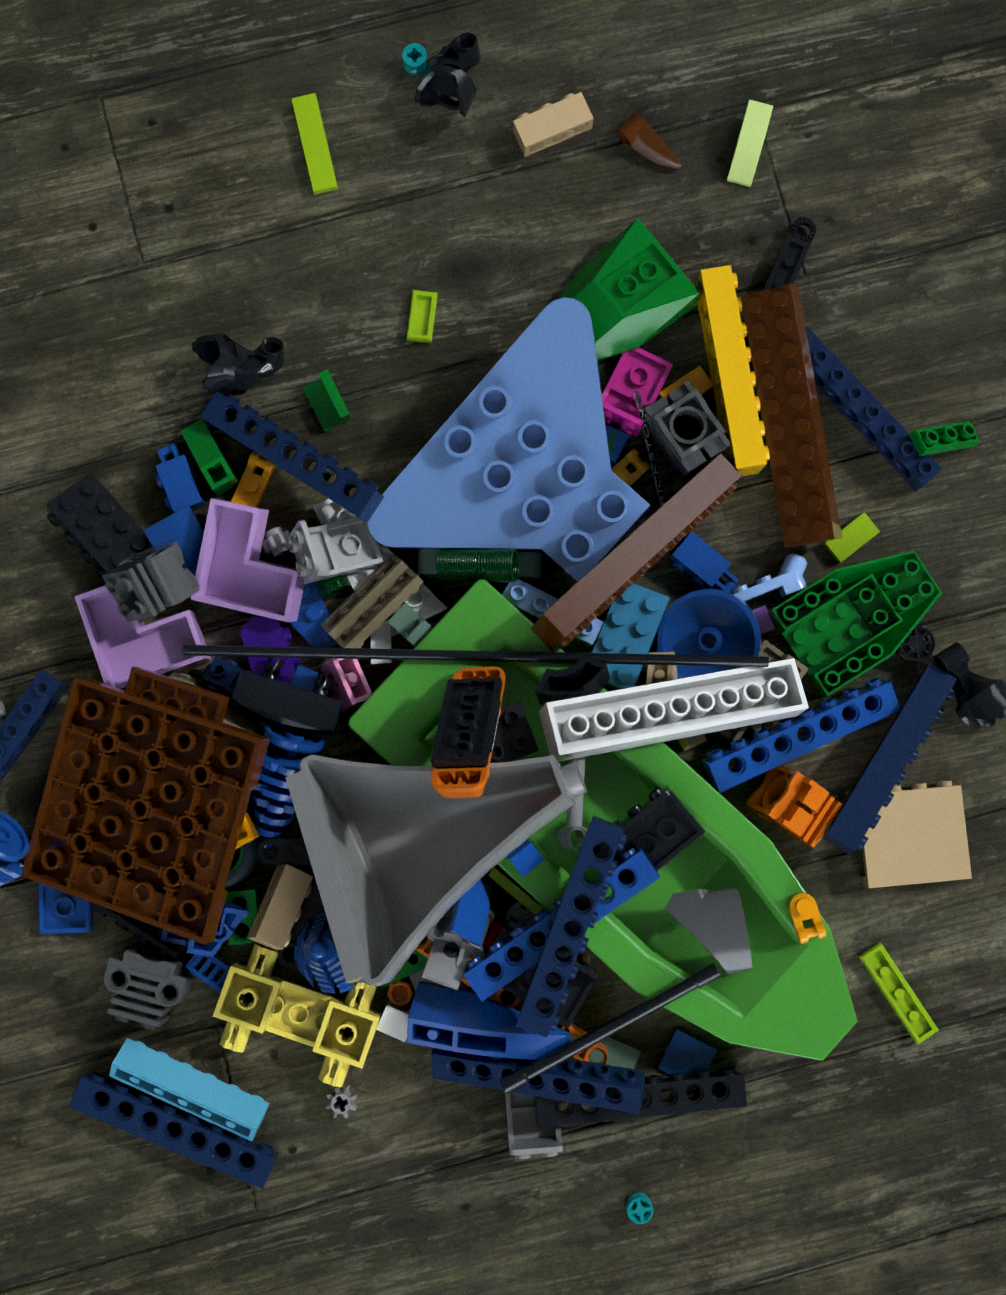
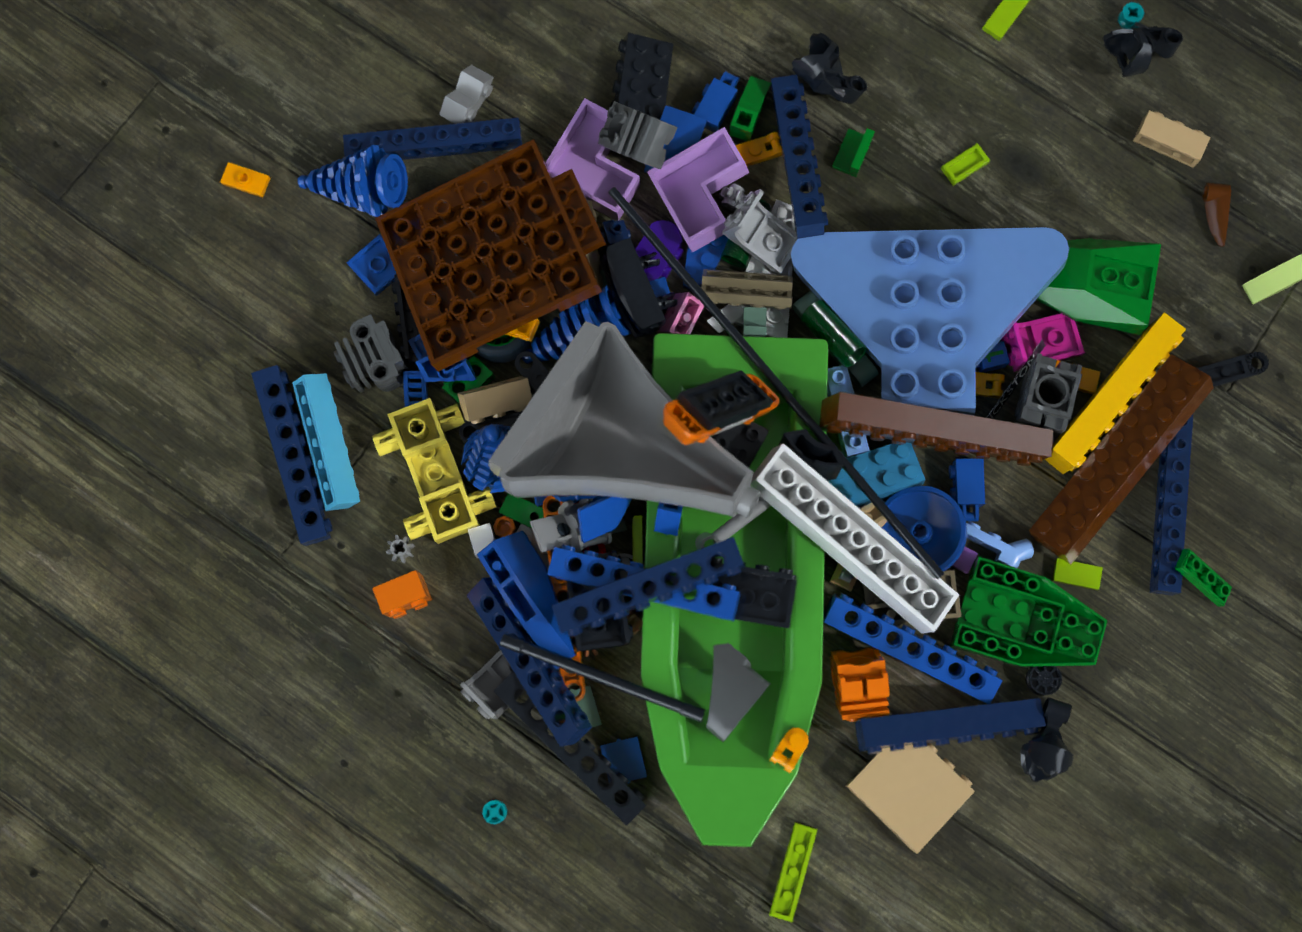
camera: 55 degrees right, 5 degrees down
(383, 1140) = (402, 594): none -> orange brick

